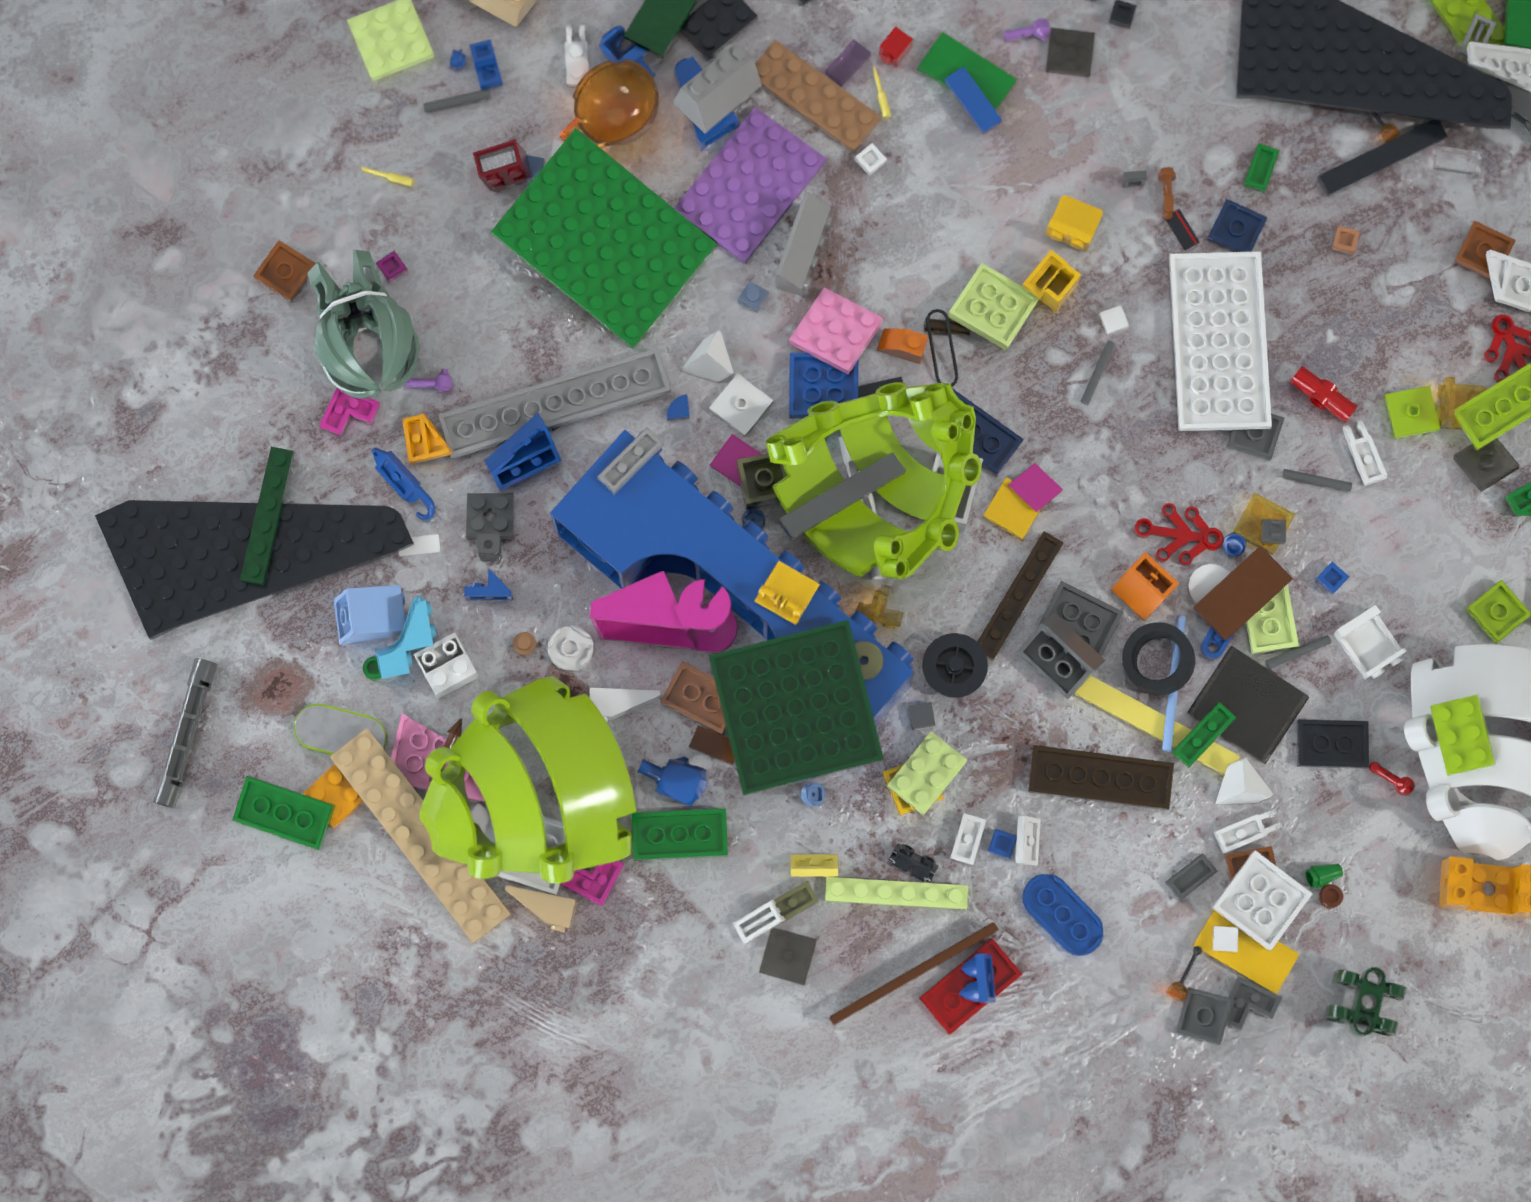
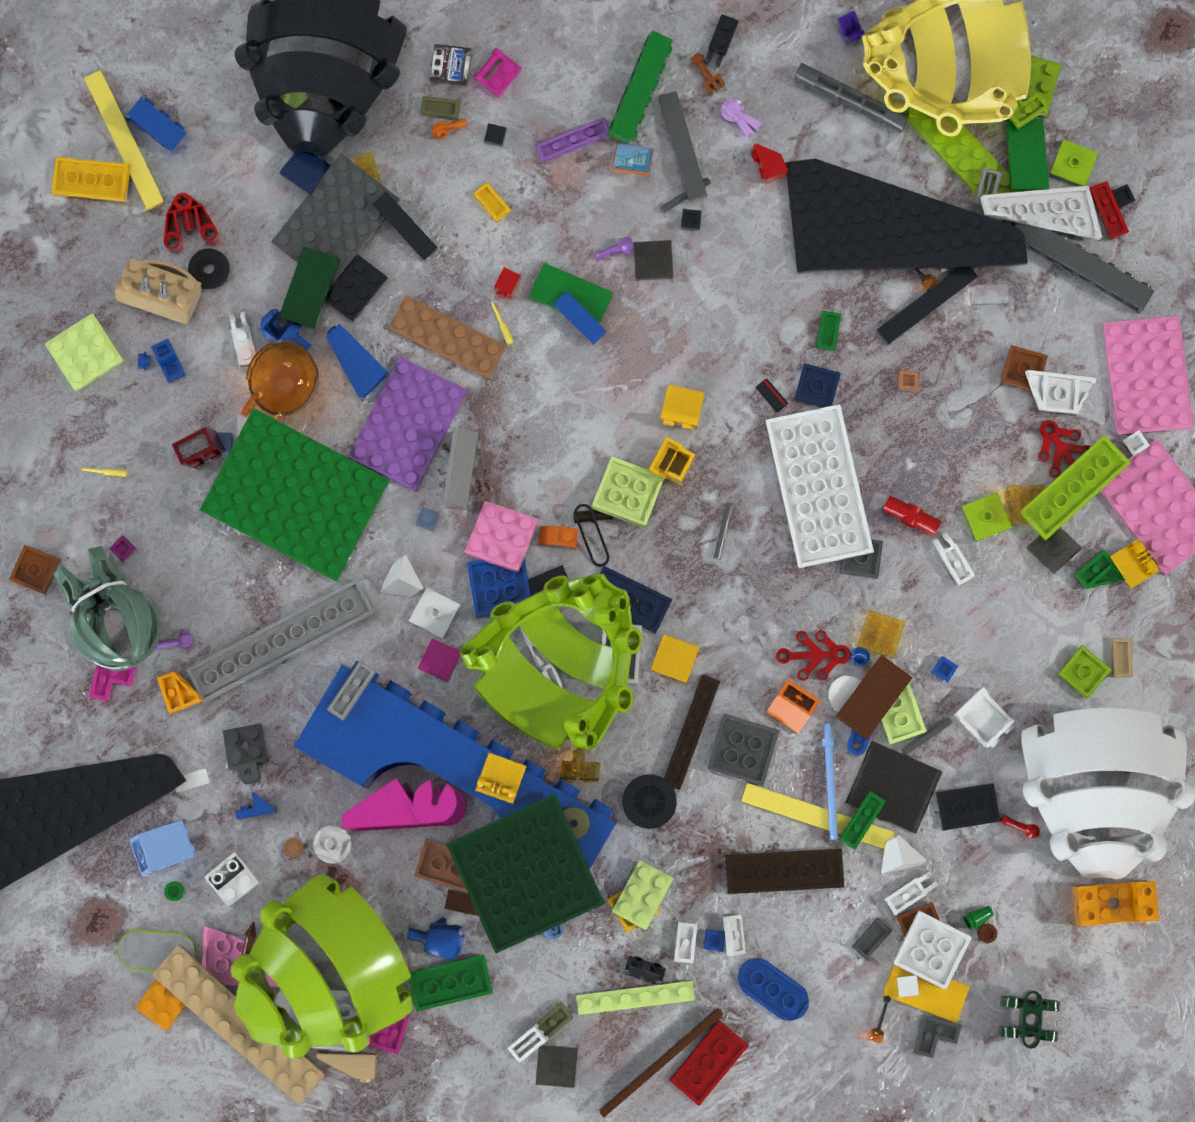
camera: 10 degrees left, 5 degrees up
(180, 748) = (25, 1017): dark grey piece -> none
(267, 516) = (61, 781): dark green plate -> none
(283, 812) = (123, 1026): green tile -> none
(402, 480) = (167, 730): blue plate -> none
(415, 634) = (202, 861): medium azure arch -> none
(456, 100) = (150, 395): dark grey bar -> none
(523, 454) = (262, 691): blue wedge -> none
(619, 702) = (377, 884): white slope -> none
(678, 408) = (384, 626): blue tile -> none
(719, 88) = (367, 349): light grey slope -> none
(754, 515) = (462, 708): medium blue tile -> none
(756, 480) = (459, 677): olive brick -> none
(814, 865) = (564, 988): light yellow plate -> none
(841, 496) = (531, 681): dark grey tile -> none
(847, 63) = (470, 303): clear purple tile -> none
(870, 159) = (504, 384): white plate -> none
(921, 715) = (629, 846): dark grey tile -> none
(982, 989) = (719, 1065): blue tile -> none
(1035, 487) = (689, 638): dark pink sticker -> none
(1060, 655) = (734, 778): dark grey slope -> none
(1113, 320) = (729, 483): white tile -> none
(1134, 179) = (725, 360): dark grey tile -> none
(1139, 639) = (791, 760): black tyre -> none
(1166, 176) = (752, 352): dark orange hinge -> none
(1205, 1016) = (902, 1052): dark grey tile -> none
(1273, 531) = (890, 640): dark grey tile -> none
(1317, 480) = (918, 588): dark grey bar -> none
(1462, 735) = (1071, 791): lime plate -> none

